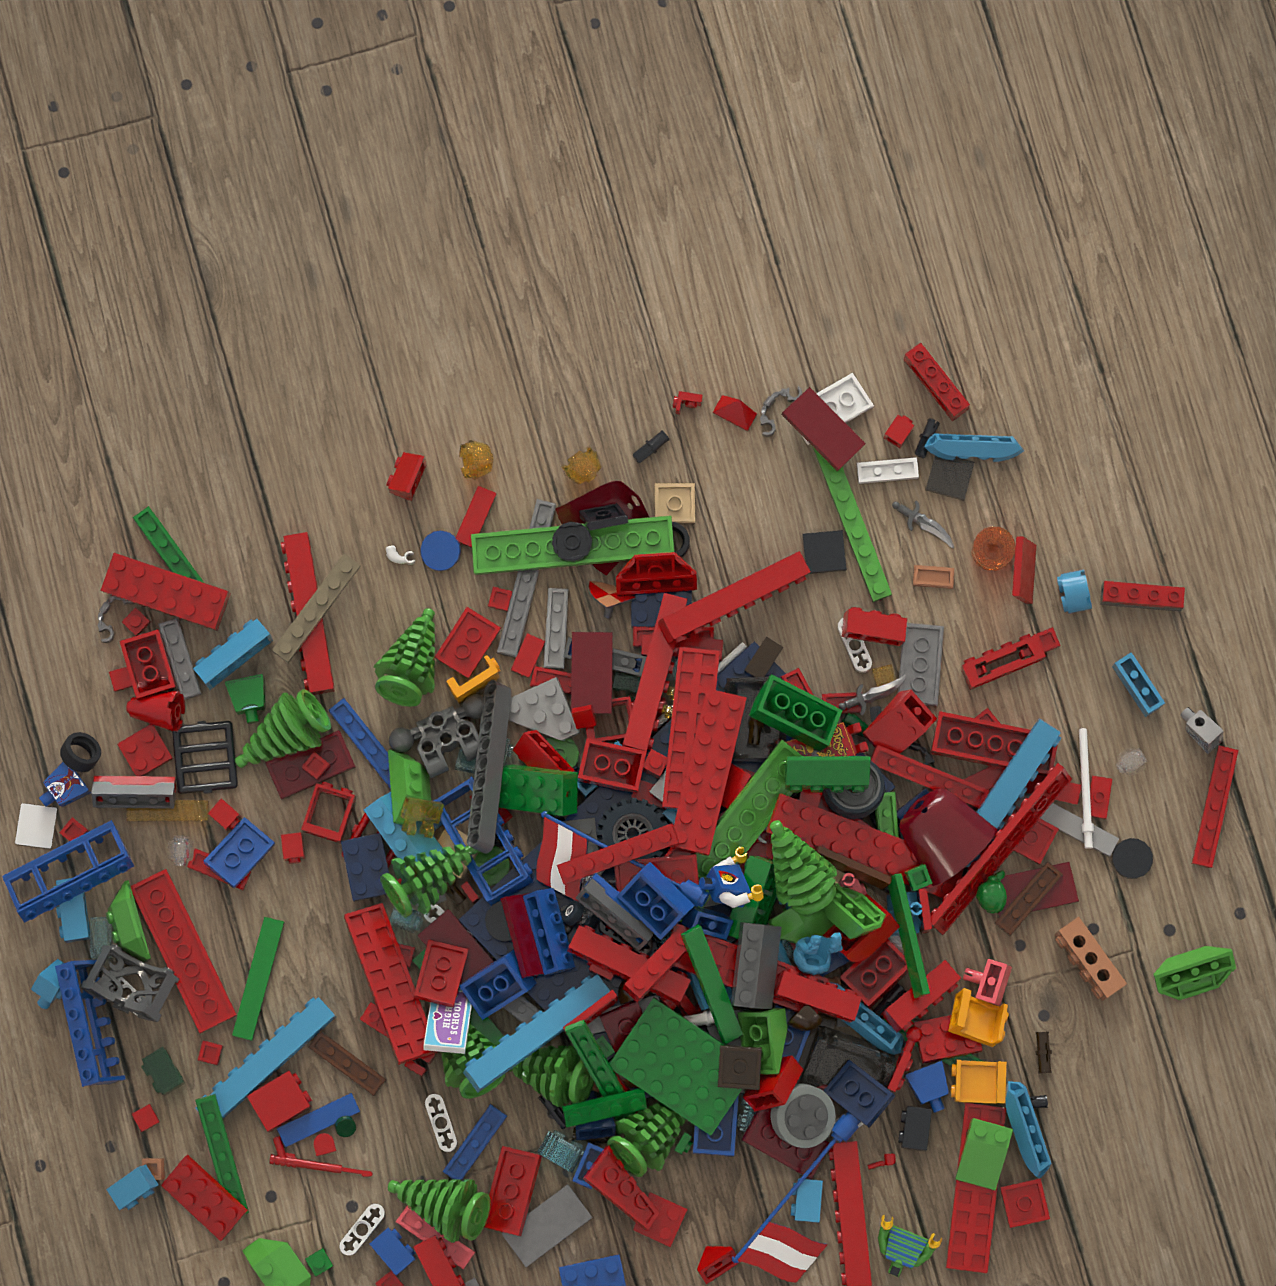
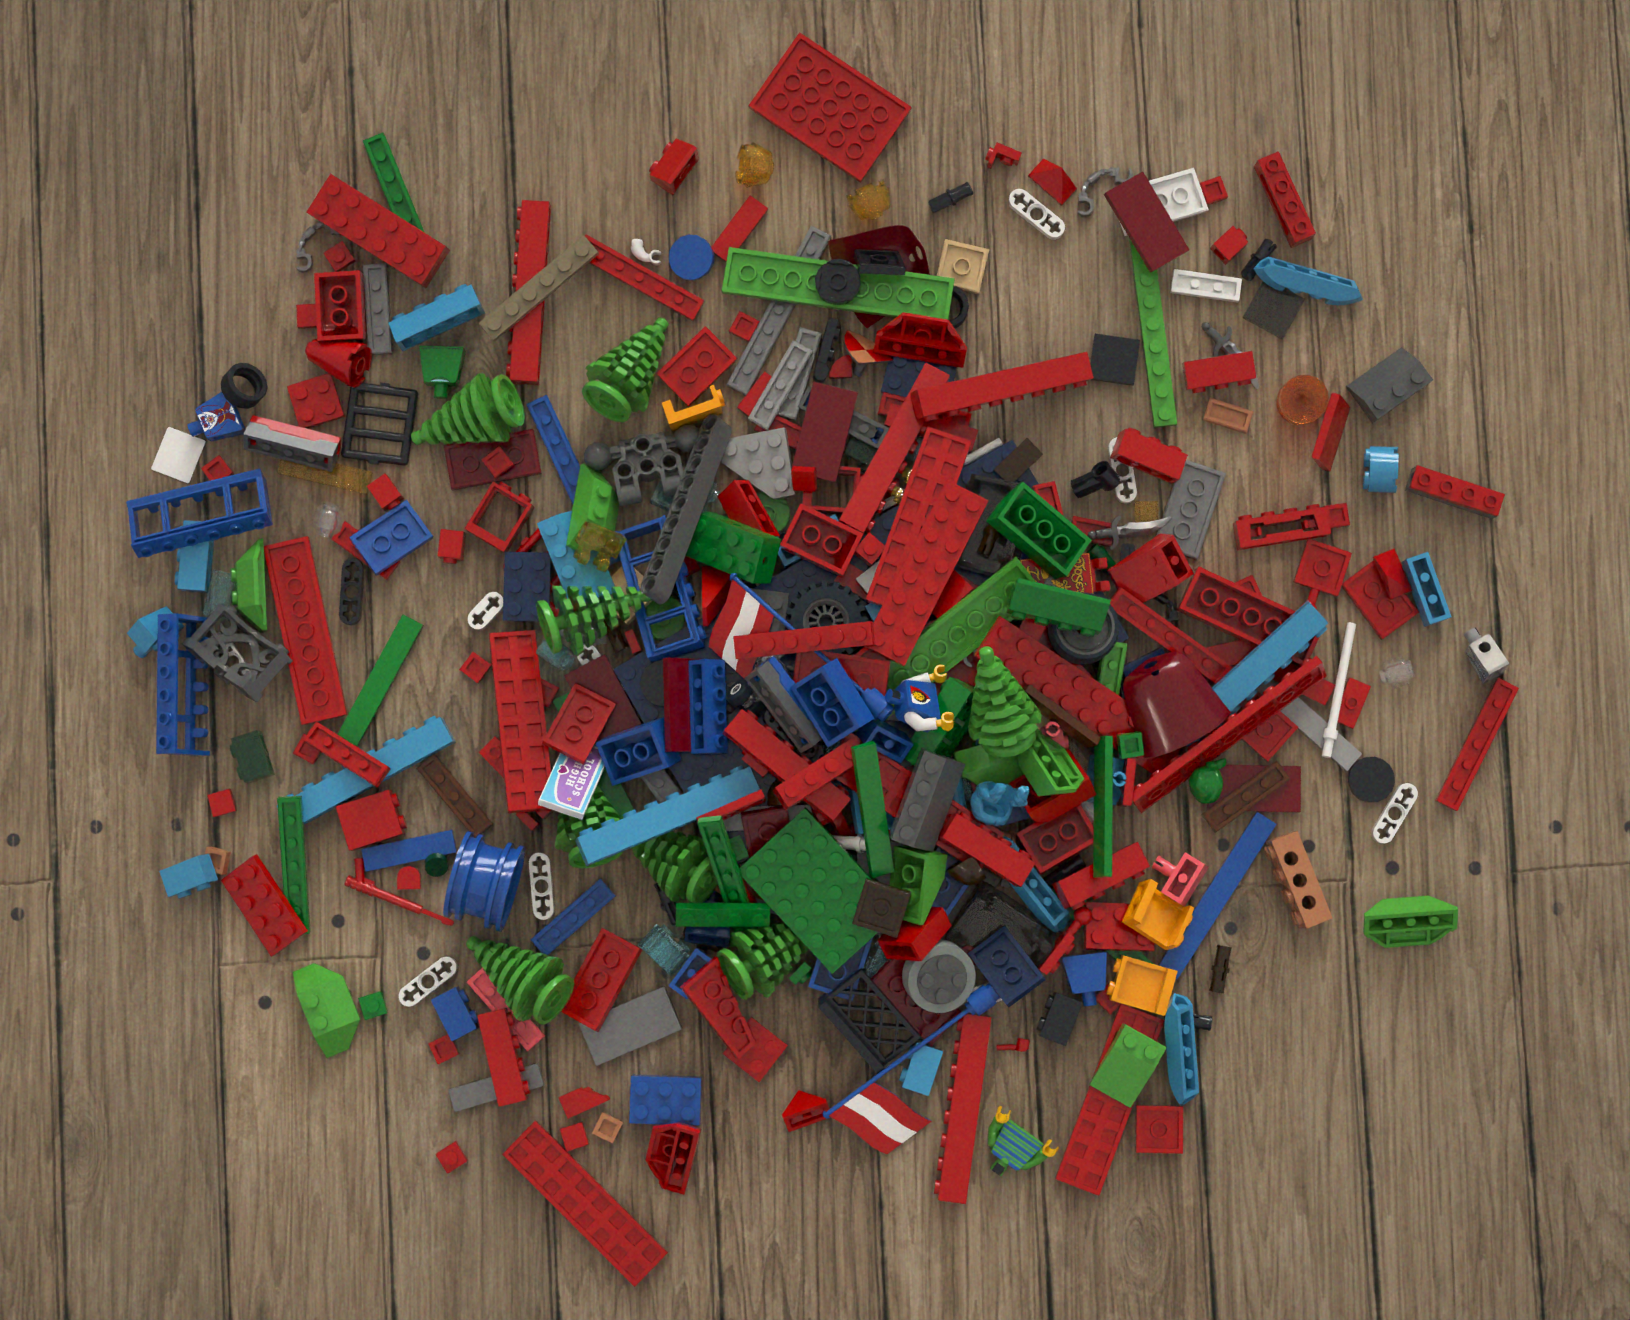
camera: 15 degrees right, 5 degrees up
(218, 892) = (357, 575): none -> black beam
(245, 1048) = (346, 754): none -> red tile
(332, 893) = (481, 607): none -> white beam
(338, 947) = (475, 667): none -> red tile
(392, 1128) = (484, 881): none -> blue wheel
(406, 580) = (645, 281): none -> red plate
(528, 394) = (830, 107): none -> red plate
(531, 832) = (714, 592): none -> red slope
(543, 642) = (780, 385): none -> light grey tile
(576, 605) = (826, 352): none -> black hinge
(593, 614) = (841, 368): none -> red tile
(740, 1182) = (851, 1030): none -> black fence
(743, 444) = (1036, 223): none -> white beam
(837, 655) = (1101, 477): none -> black piece
(874, 388) = (1213, 190): none -> red tile
(916, 541) = (1219, 371): none -> red brick
(949, 1103) = (1103, 999): none -> red tile
(1026, 986) = (1219, 891): none -> blue tile
(1045, 689) = (1321, 569): none -> red plate
(1064, 517) = (1389, 384): none -> dark grey slope
(1101, 702) = (1373, 601): none -> red tile
(1106, 678) = (1392, 573): none -> red slope
(1158, 866) = (1404, 811): none -> white beam

